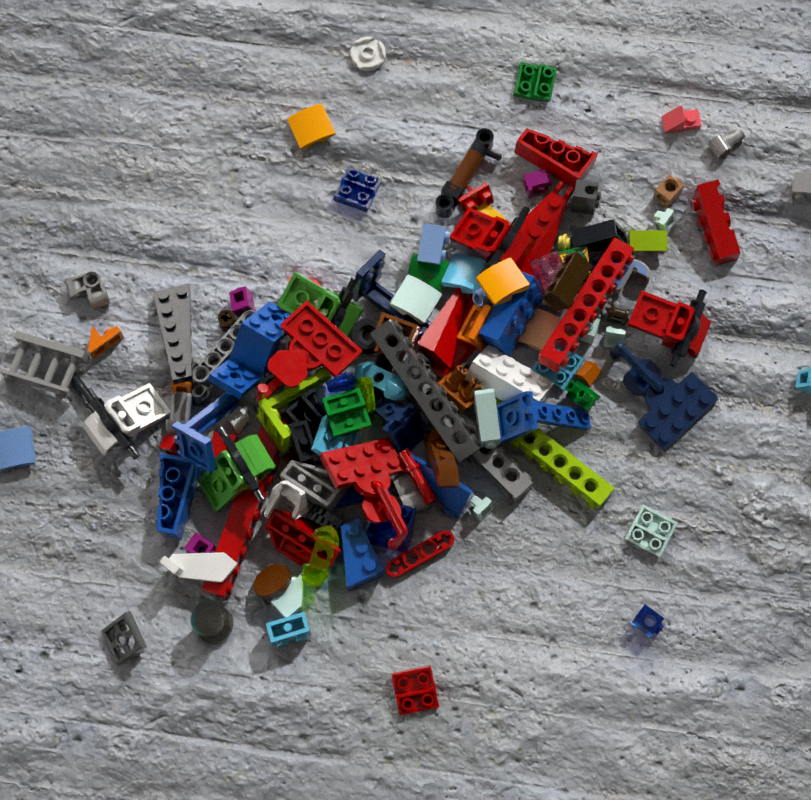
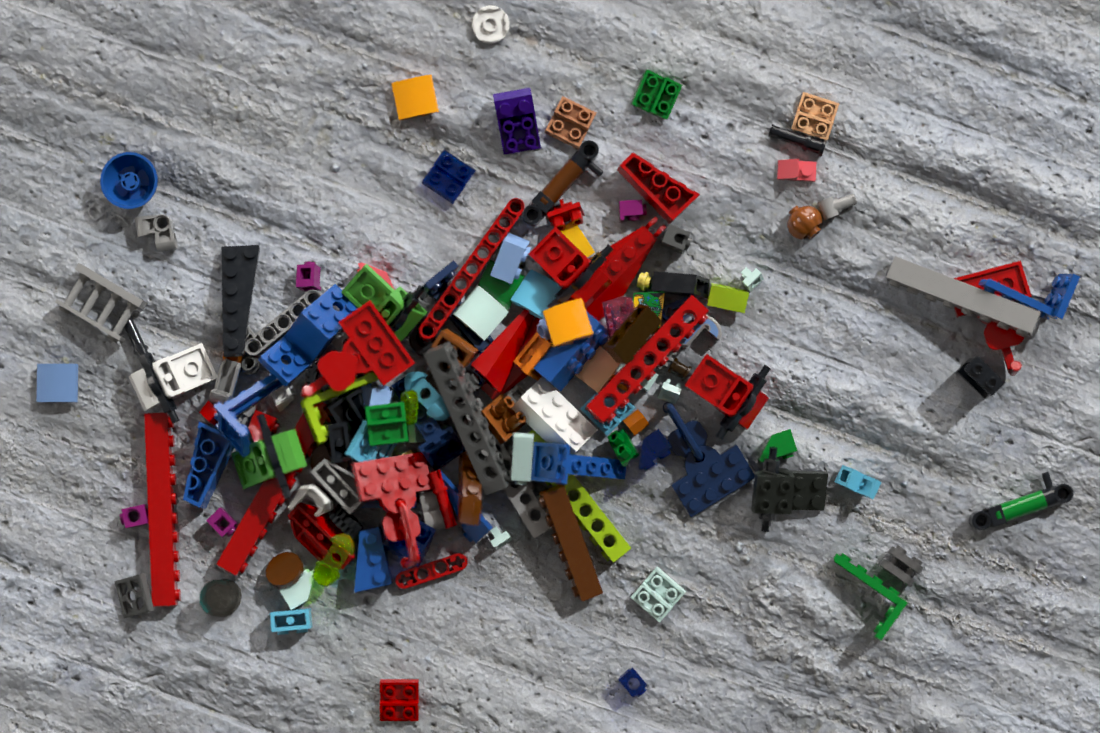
camera: 10 degrees right, 15 degrees up
(49, 239) = (119, 177): none -> blue piece
(99, 344) = (158, 291): orange slope -> none
(119, 564) = (142, 511): none -> magenta brick
(137, 550) = (161, 509): none -> red brick
(201, 566) = (218, 543): white piece -> none
(222, 317) = (291, 299): dark brown bush -> none
(341, 383) = (388, 393): clear blue cone -> none
(377, 425) = (415, 435): none -> light aqua tile
(397, 269) = (475, 260): none -> red beam
(411, 128) = (517, 121): none -> dark purple slope
(461, 121) = (570, 122): none -> nougat slope
(553, 493) = (570, 542): none -> reddish brown brick
(612, 388) = (651, 448): none -> clear blue slope
(666, 197) = (755, 249): medium nougat brick -> none
(684, 94) = (806, 142): none -> black pin
(685, 71) = (815, 116): none -> light nougat slope
(701, 161) = (804, 222): none -> dark orange plant
(715, 223) = (800, 295): red wedge -> none
(732, 364) = (783, 441): none -> green slope
(751, 402) = (782, 490): none -> pearl dark grey piece

